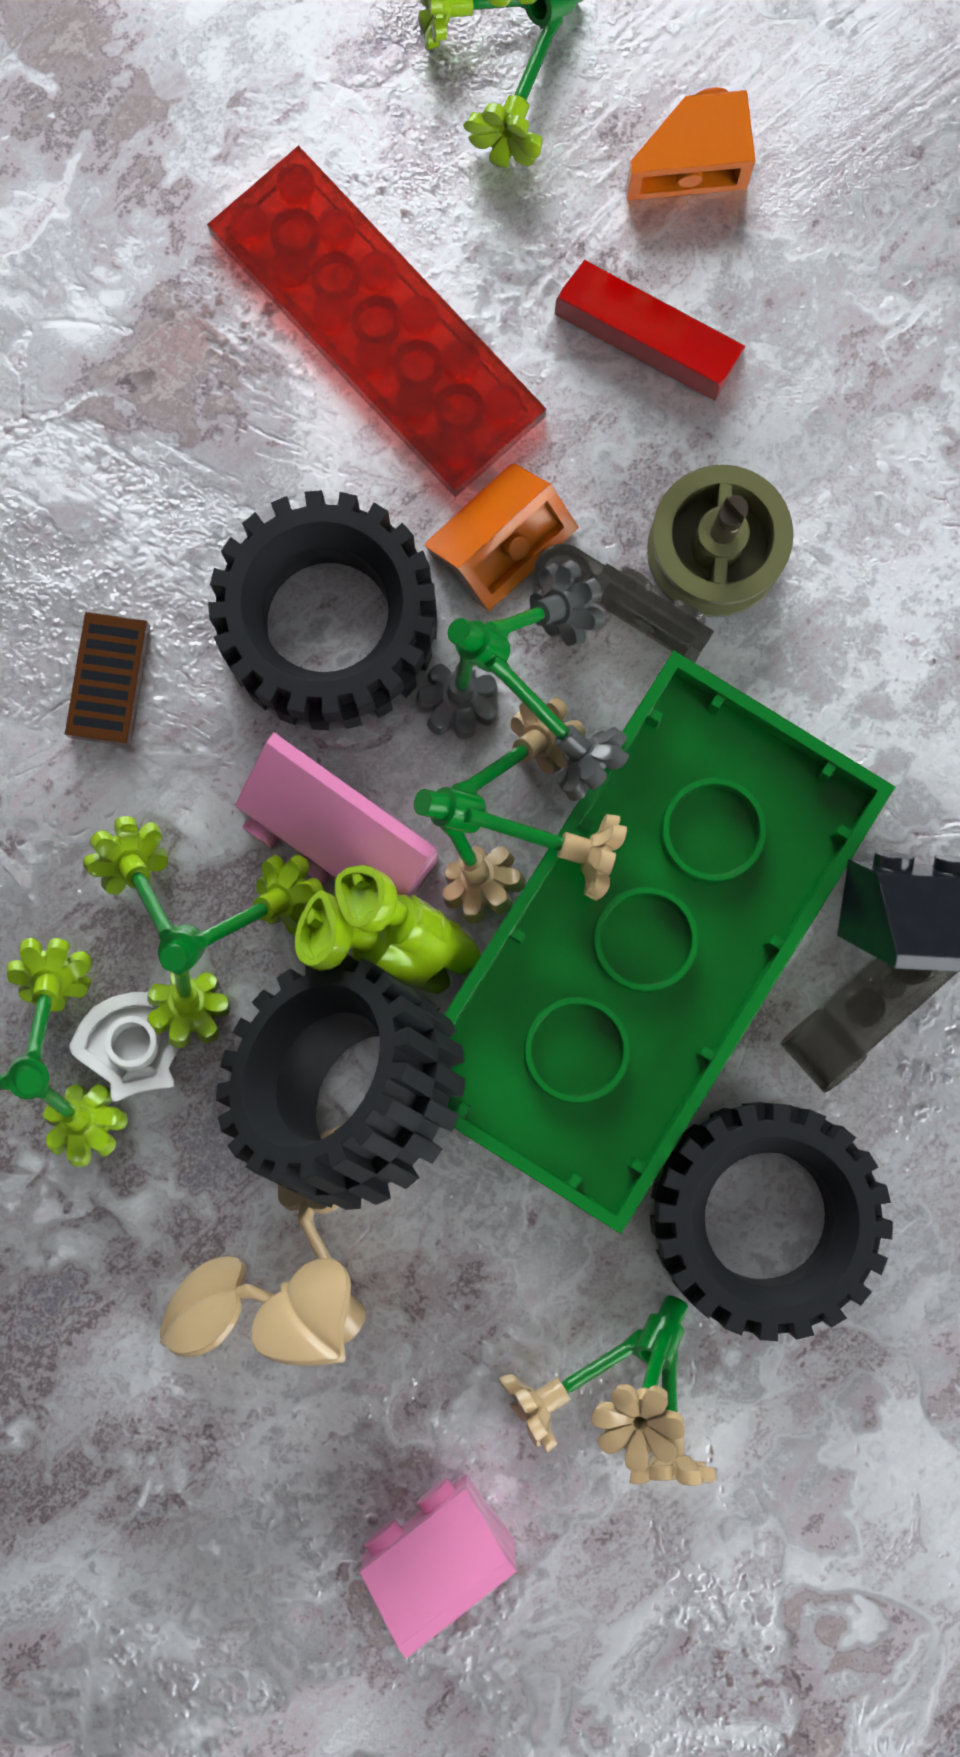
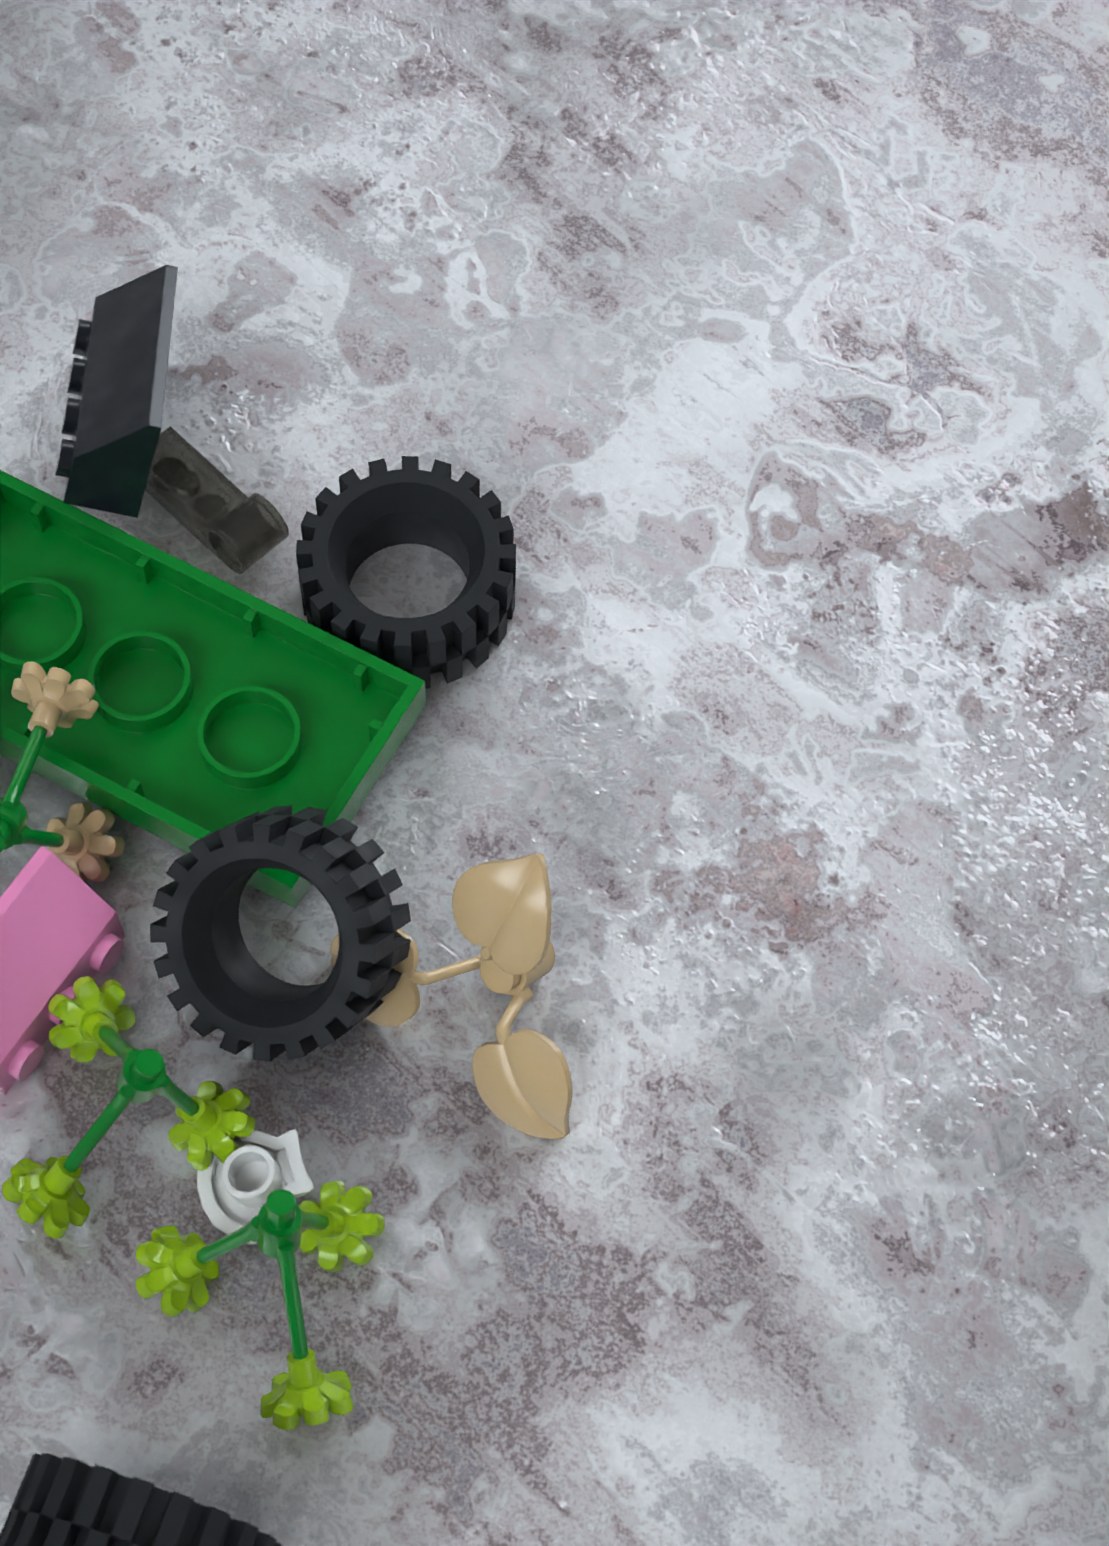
camera: 95 degrees left, 20 degrees down
(384, 928) = (122, 885): lime piece -> none
(437, 1562) = (752, 837): bright pink slope -> none
(636, 1419) = (590, 627): tan plant -> none

